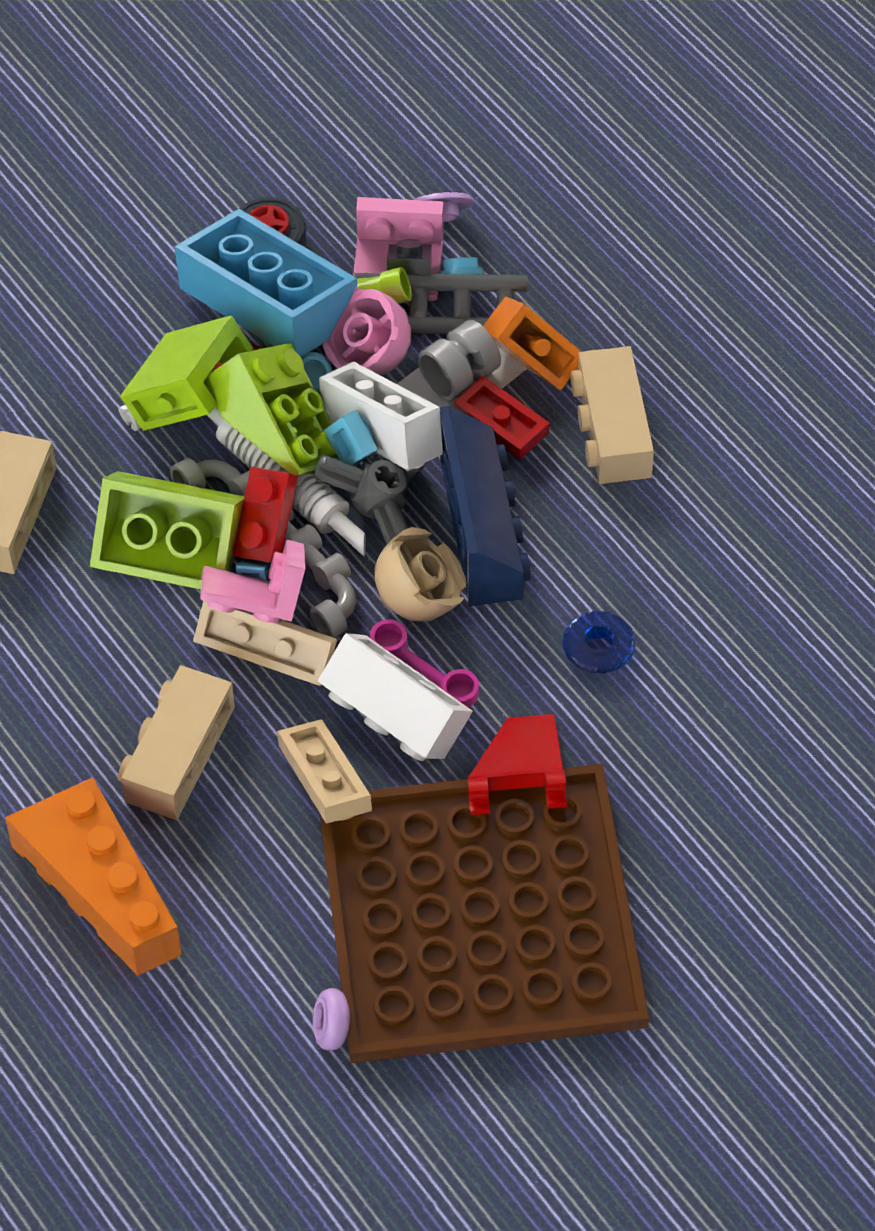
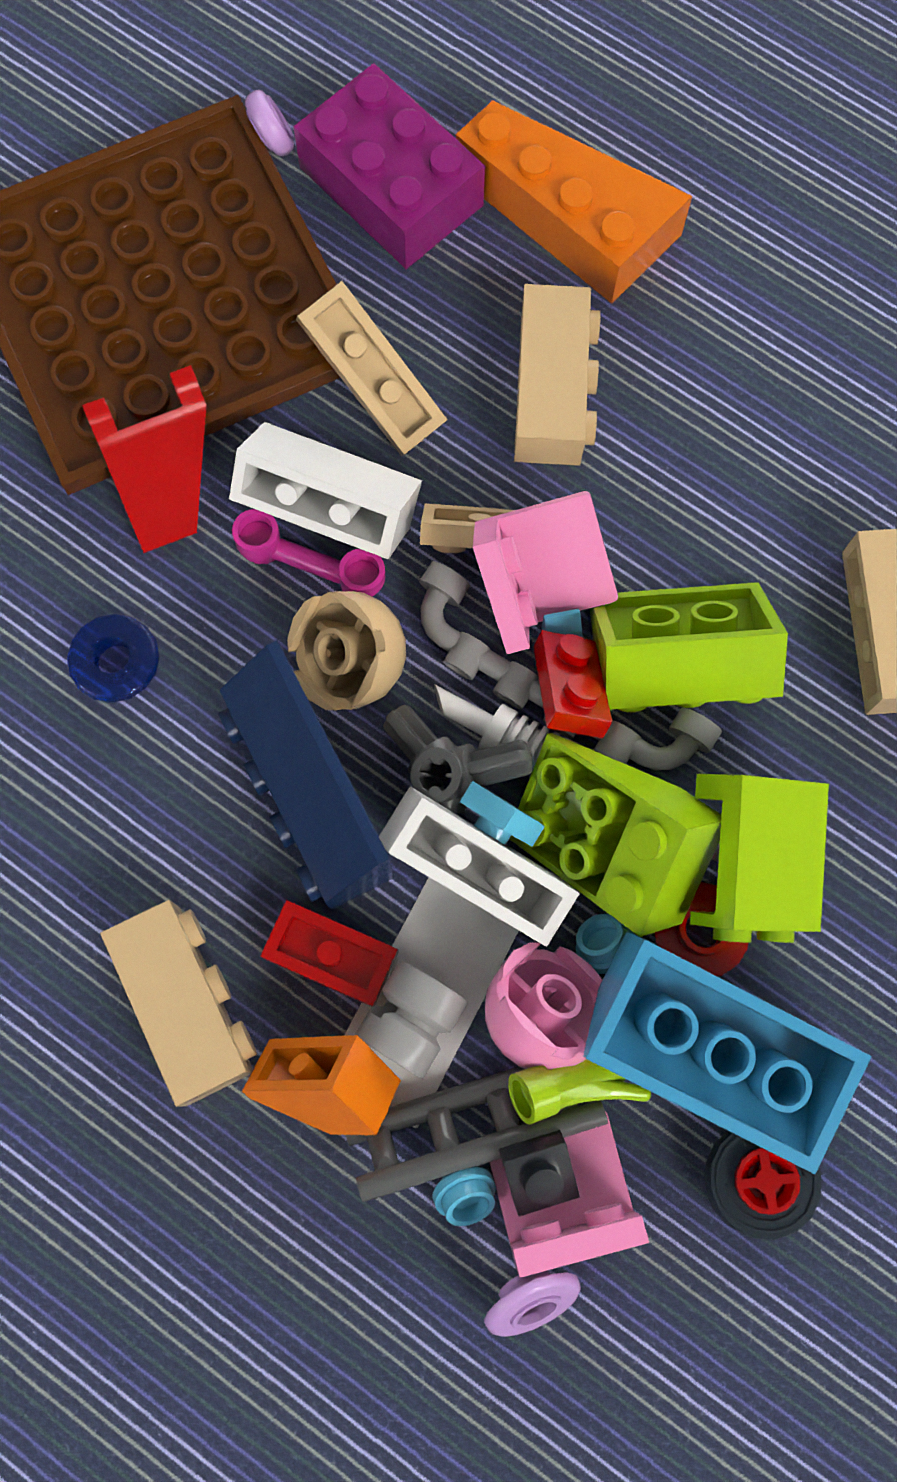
camera: 160 degrees right, 20 degrees up
(241, 947) = (390, 165): none -> magenta brick

